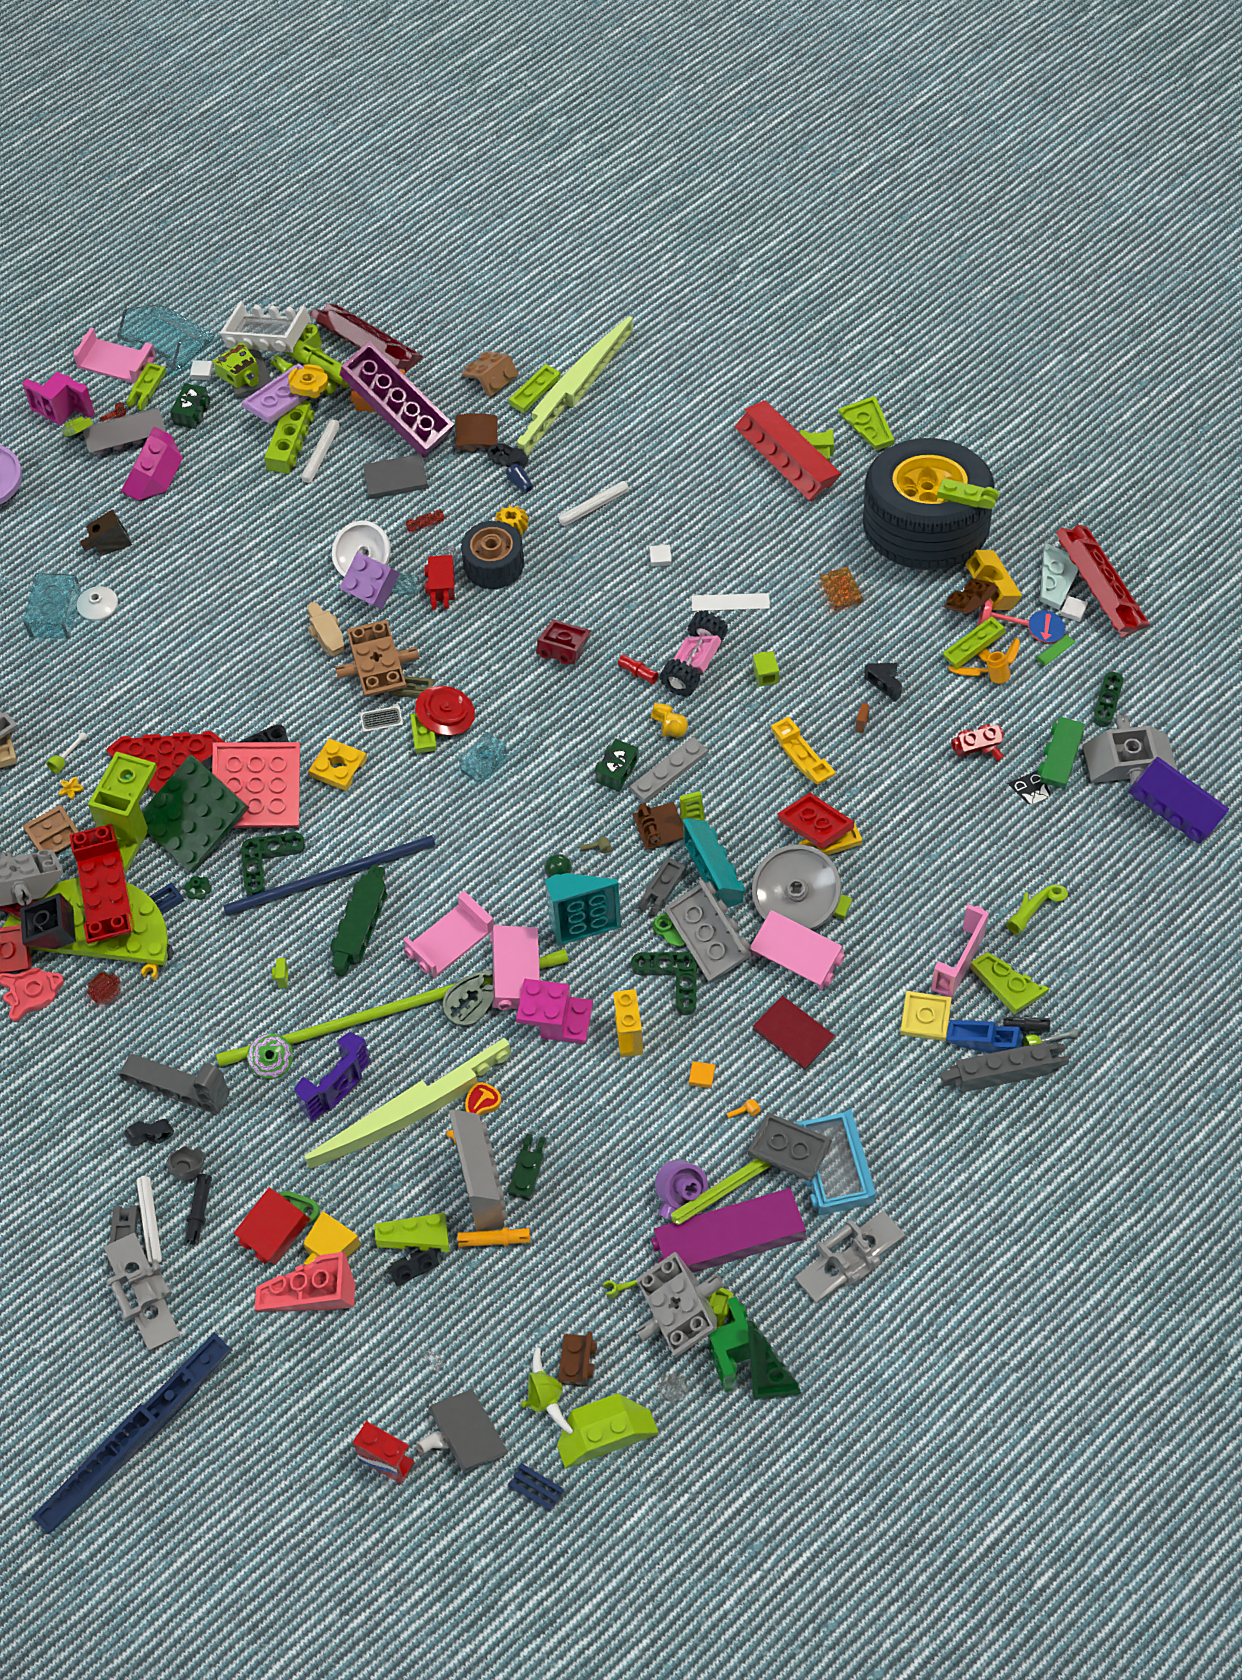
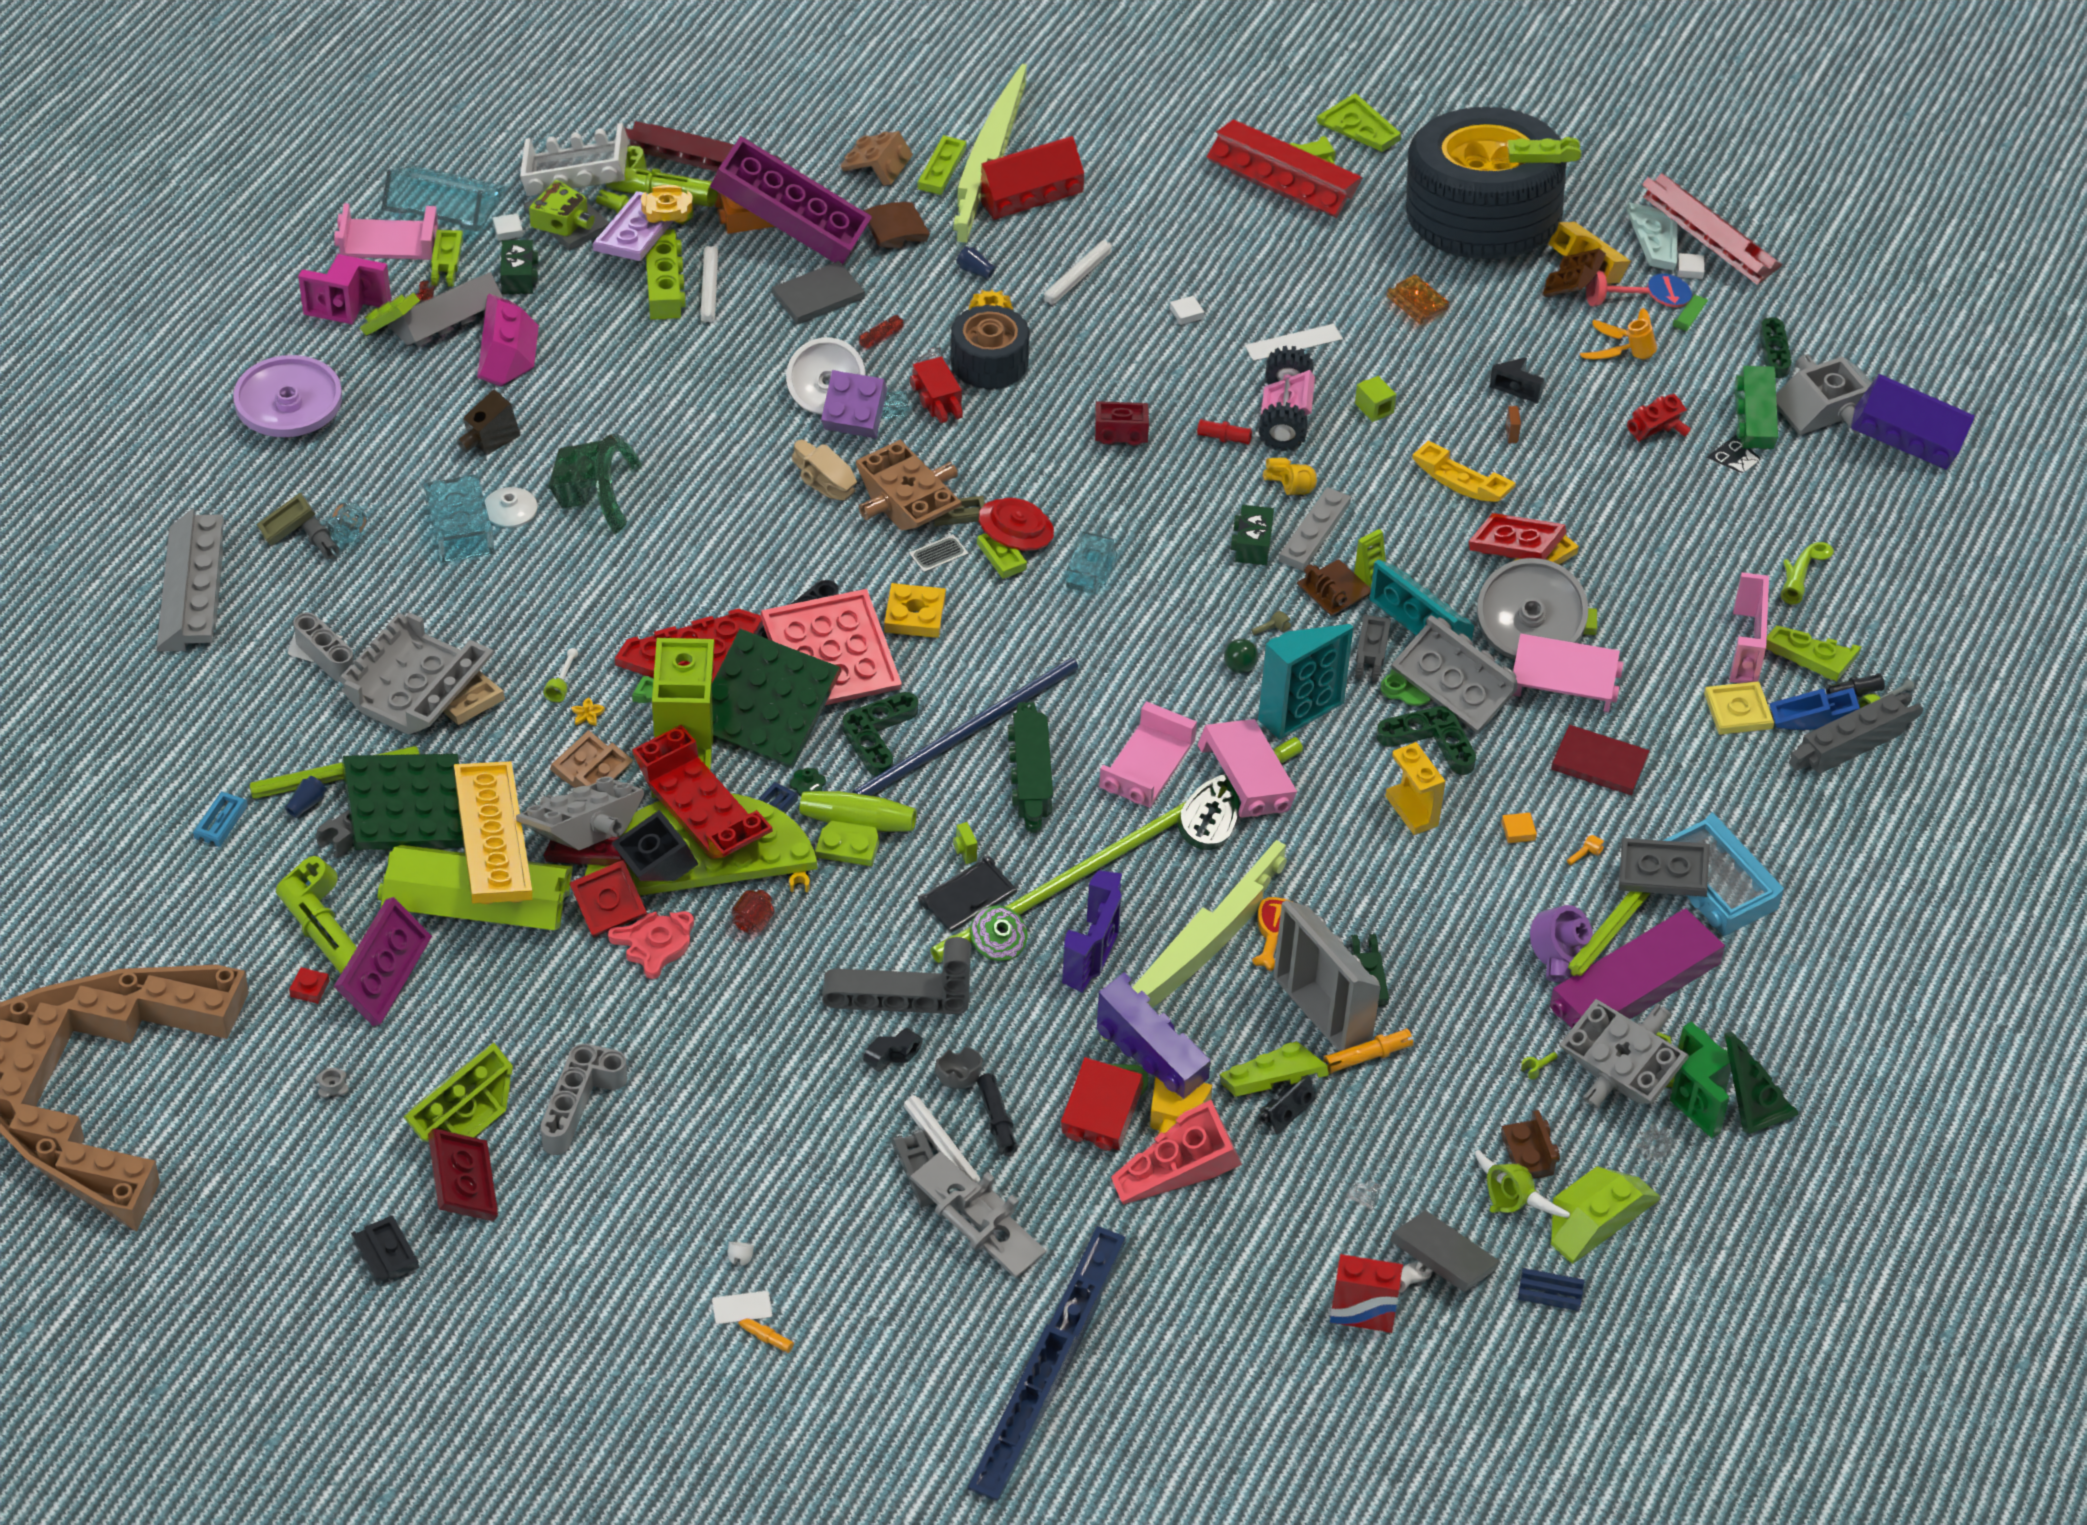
camera: 25 degrees left, 10 degrees down
(147, 590) = (587, 466): none -> clear green piece
(211, 931) = (854, 823): none -> lime plate
(266, 1013) = (975, 887): none -> black door
(322, 1186) = (1150, 1038): none -> wedge
(505, 455) = (942, 241): black piece -> none
(554, 1011) = (1313, 795): dark pink bracket -> none
(591, 416) = (1031, 178): none -> red slope
(854, 1261) = (1788, 970): light grey piece -> none
(974, 642) = (1600, 320): lime plate -> none

